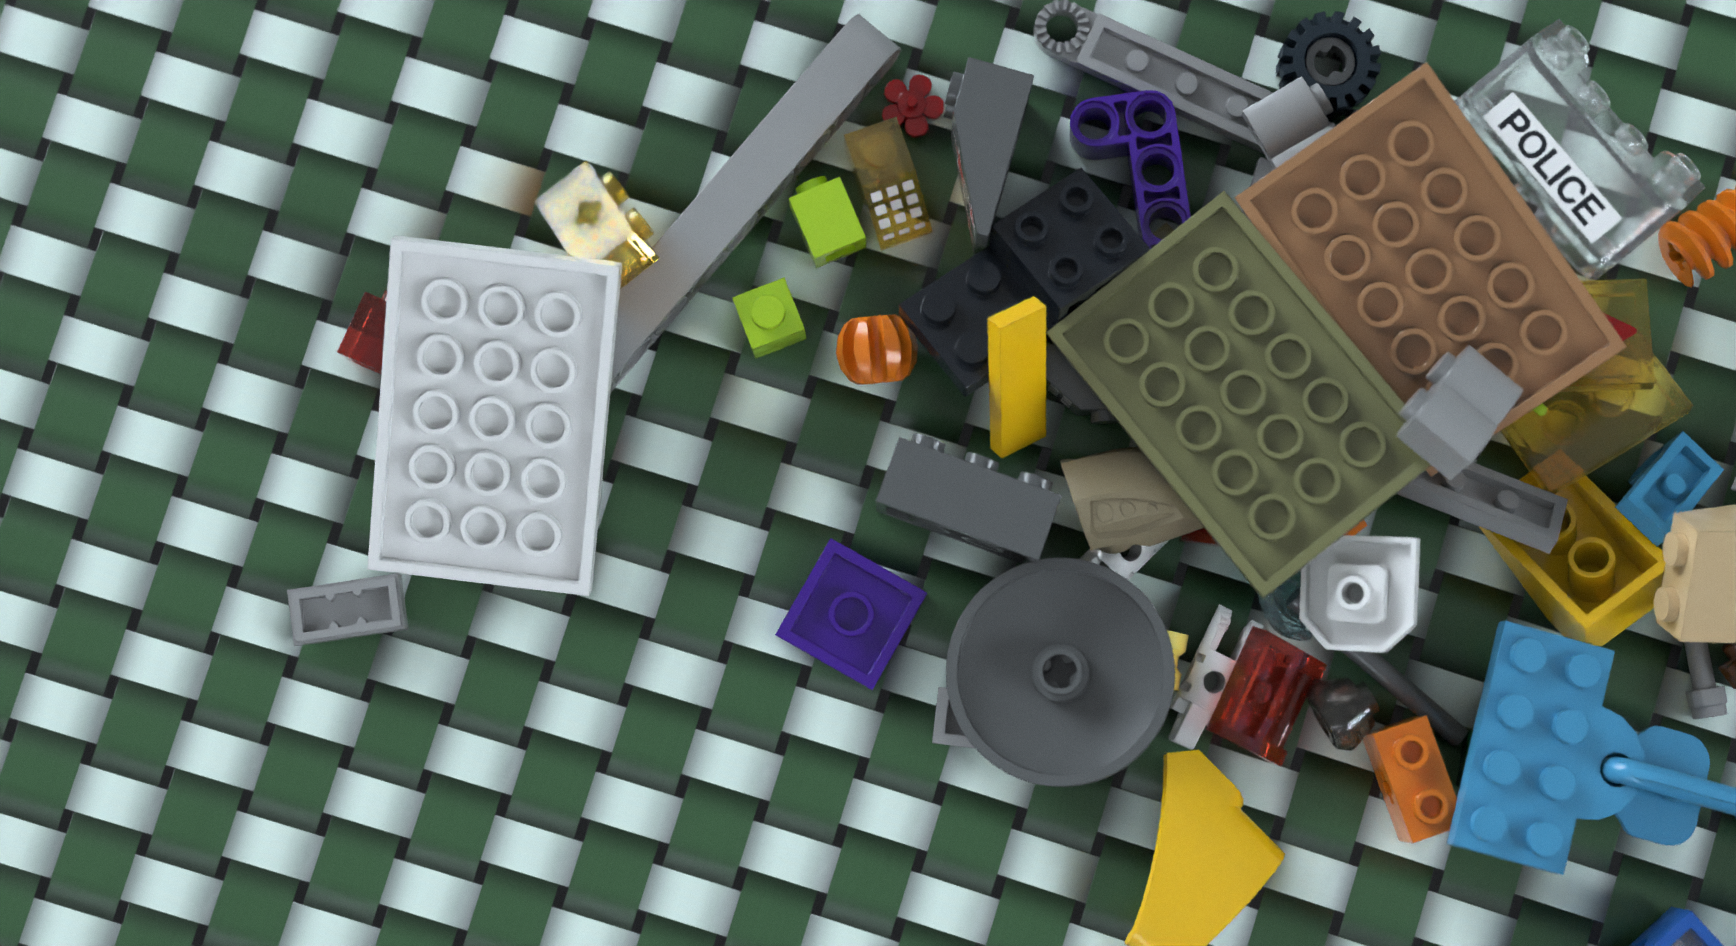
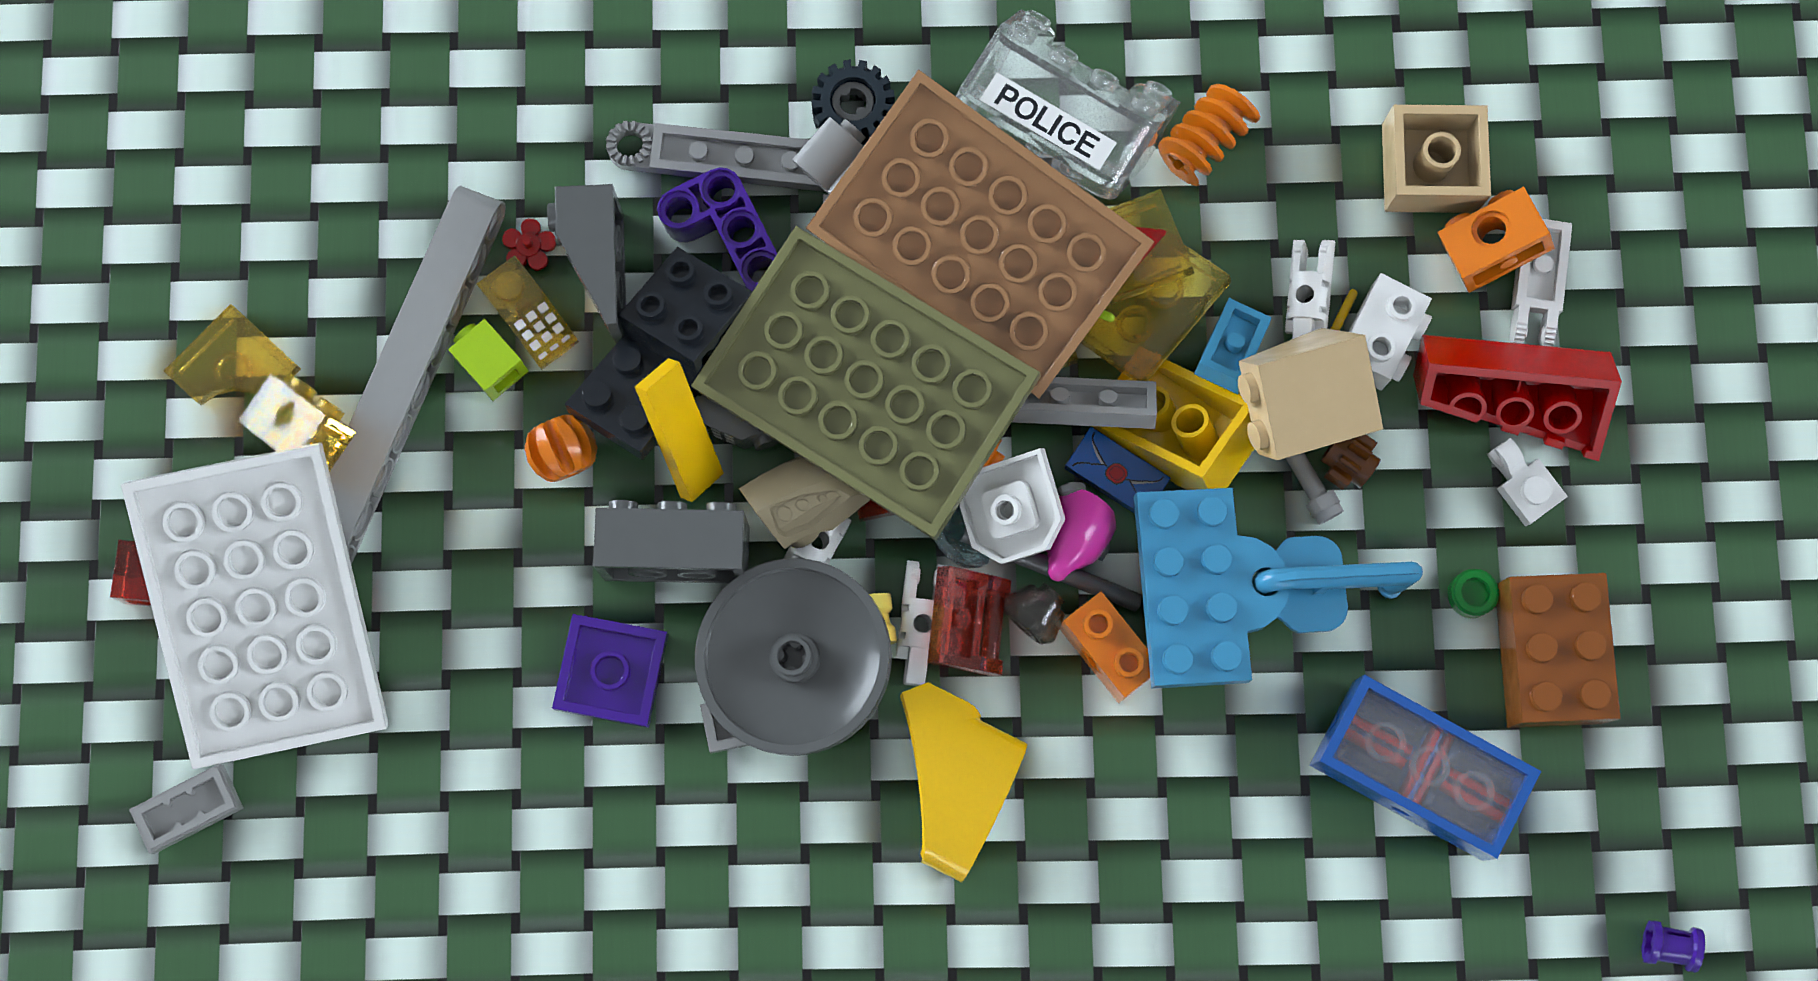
camera: 25 degrees left, 5 degrees down
(543, 124) = (228, 359): none -> clear yellow tile
(769, 318) = (464, 452): lime brick -> none
(1430, 645) = (1084, 533): none -> dark pink hat
(1458, 411) = (1037, 335): light grey brick -> none
(1484, 581) = (1114, 469): none -> blue tile

